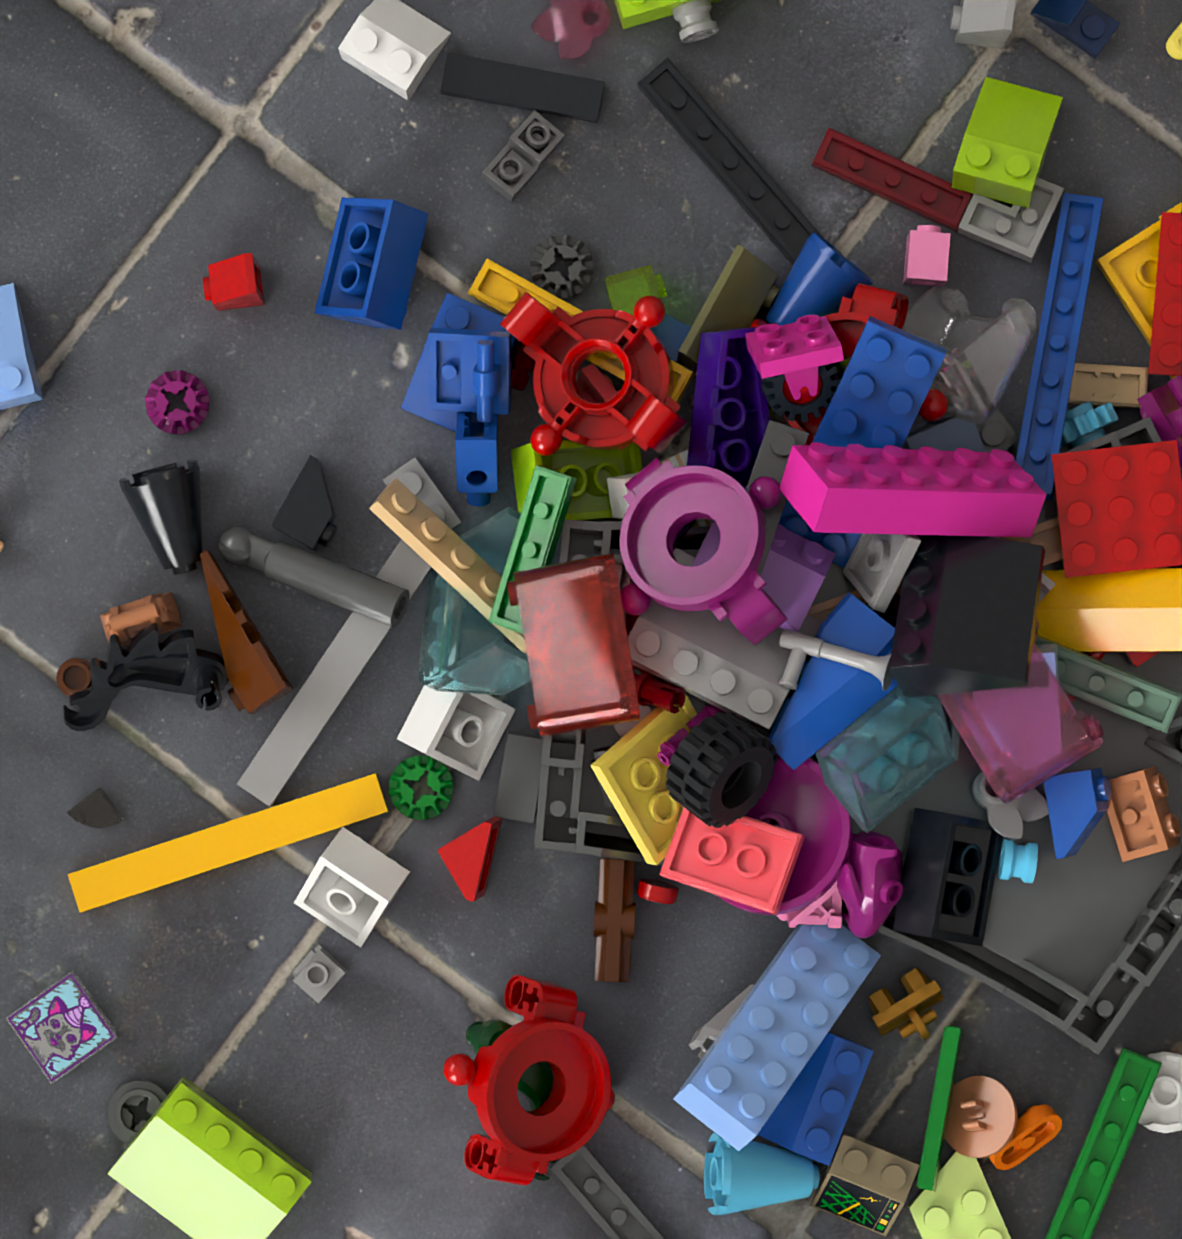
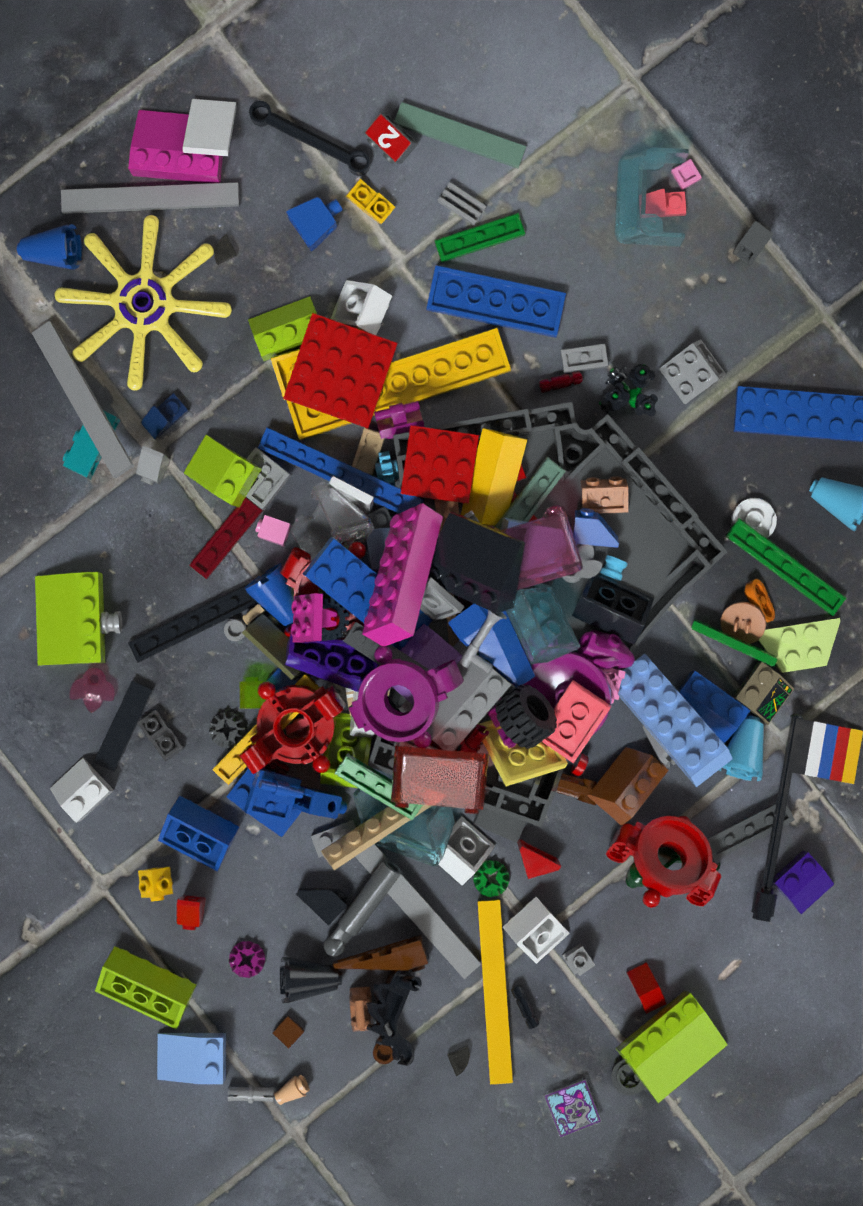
camera: 75 degrees left, 0 degrees up
(71, 505) = (288, 1031): none -> reddish brown tile
(86, 240) = (145, 987): none -> lime slope
(215, 901) = (525, 1006): none -> black axle
(268, 211) = (155, 883): none -> yellow brick
(299, 1105) = (646, 987): none -> red slope
(645, 981) = (627, 784): none -> dark orange slope
(736, 231) = (233, 629): none -> light grey tile
(773, 259) = (253, 614): none -> tan tile
(921, 997) = (677, 656): pearl gold hips -> none
(1024, 385) = (356, 496): none -> white tile

